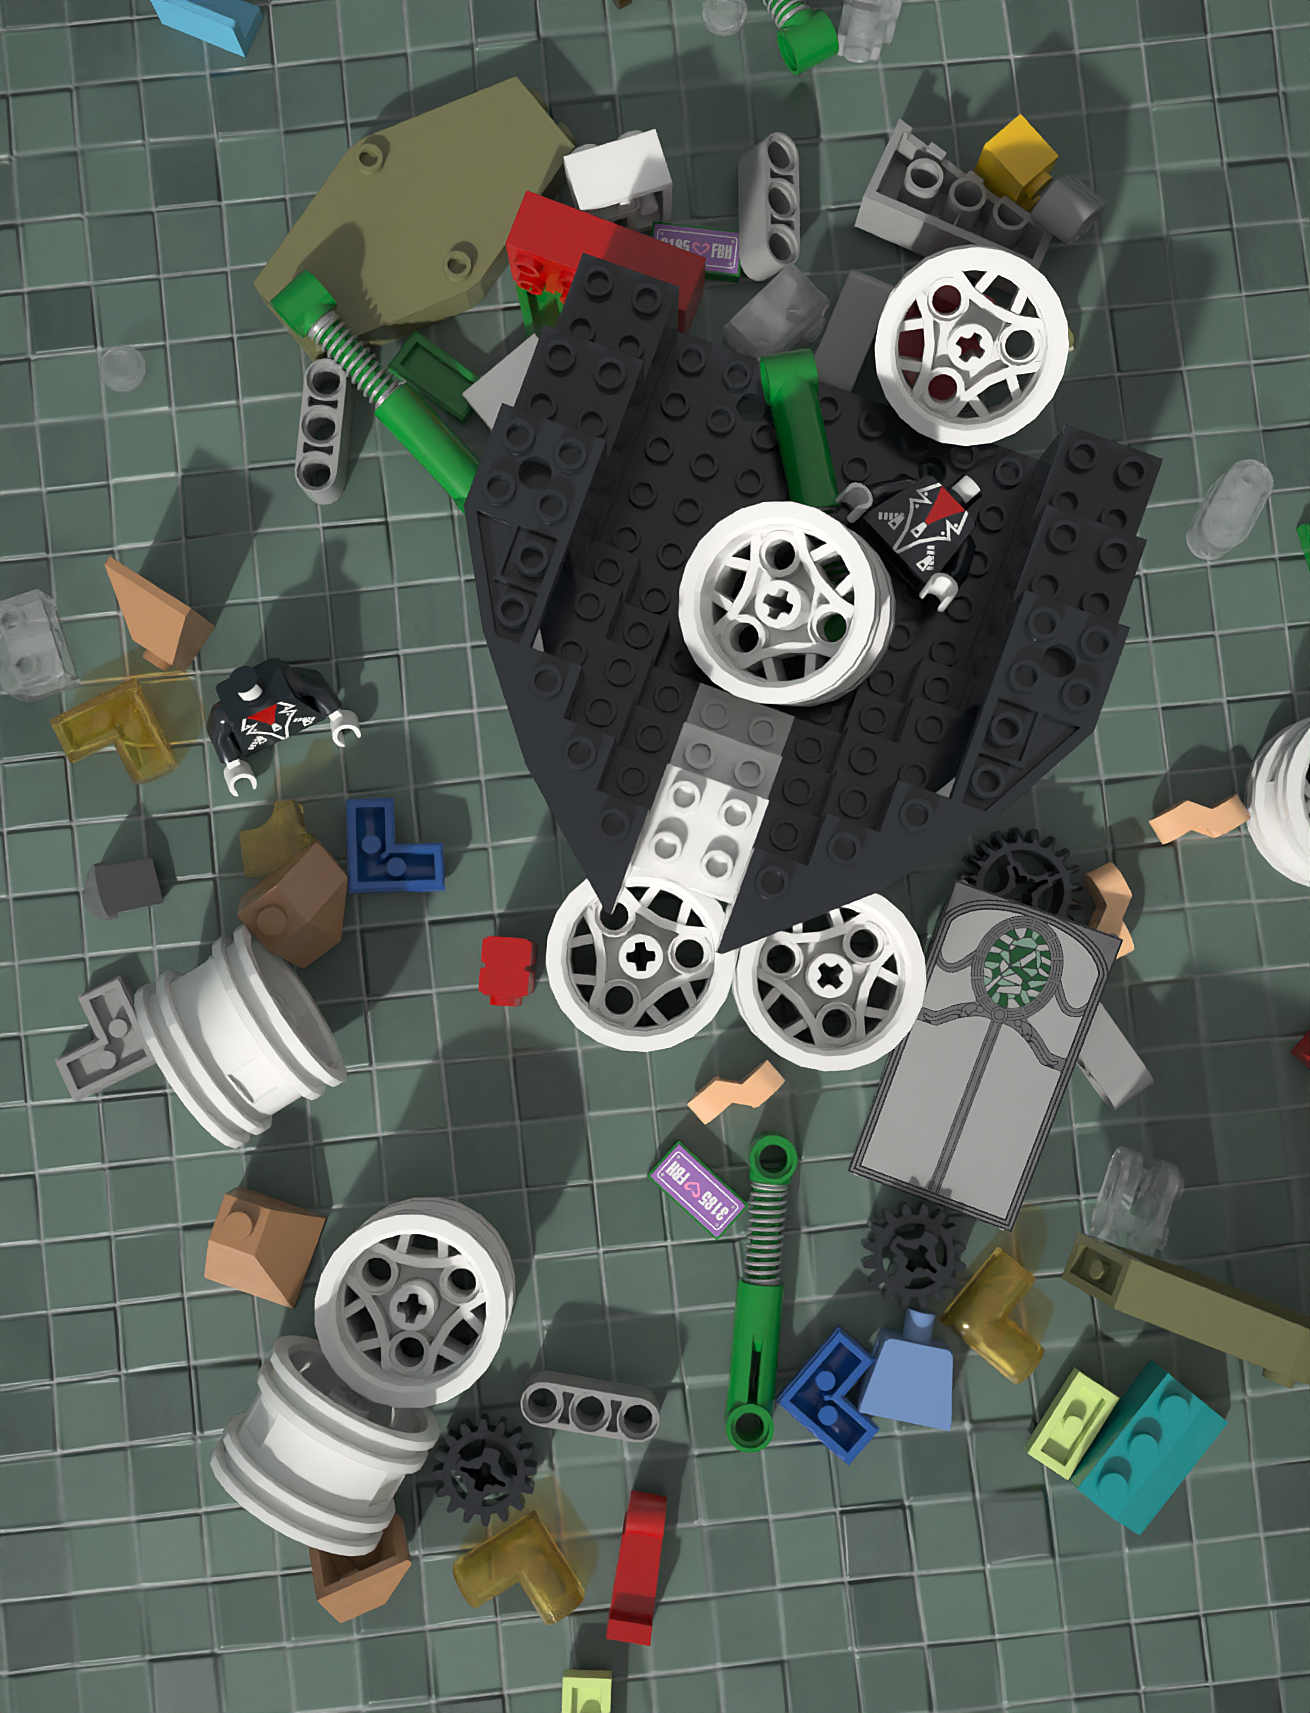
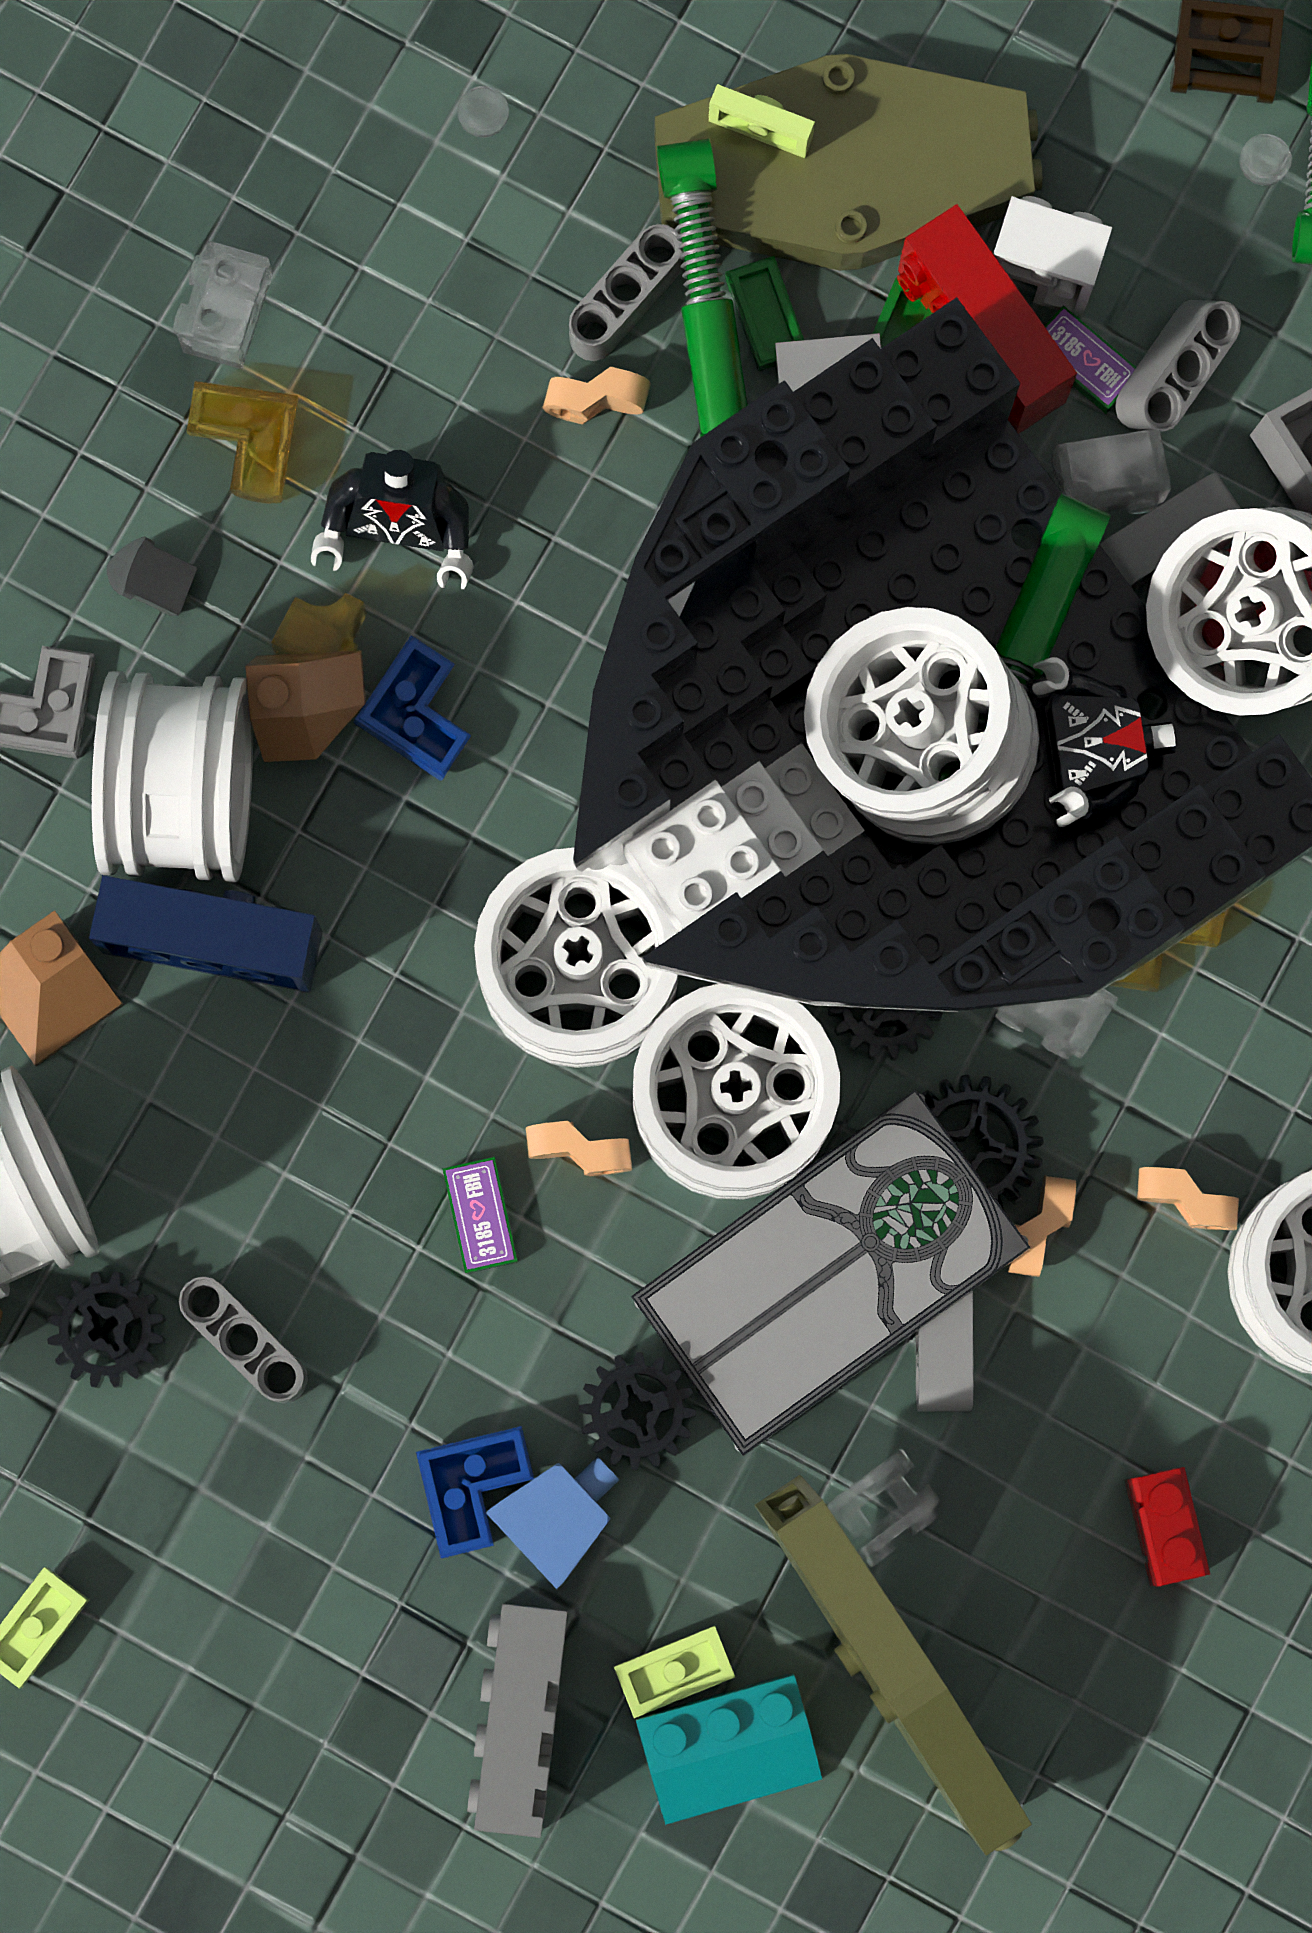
camera: 35 degrees right, 5 degrees down
(158, 620) = (356, 359): medium nougat slope -> none
(334, 229) = (761, 120): none -> yellowish green plate
(351, 1131) = (206, 933): none -> dark blue brick
(365, 512) = (610, 390): none -> light nougat piece
(374, 1359) = (133, 1110): white wheel -> none
(507, 969) = (450, 887): red brick -> none
(526, 1556) = (84, 1435): clear yellow brick -> none
(637, 1569) = (182, 1517): red leg -> none
(759, 1299) = (469, 1348): green piece -> none
(982, 1318) = (661, 1516): clear yellow brick -> none
(991, 1546) = (520, 1720): none -> light grey wedge

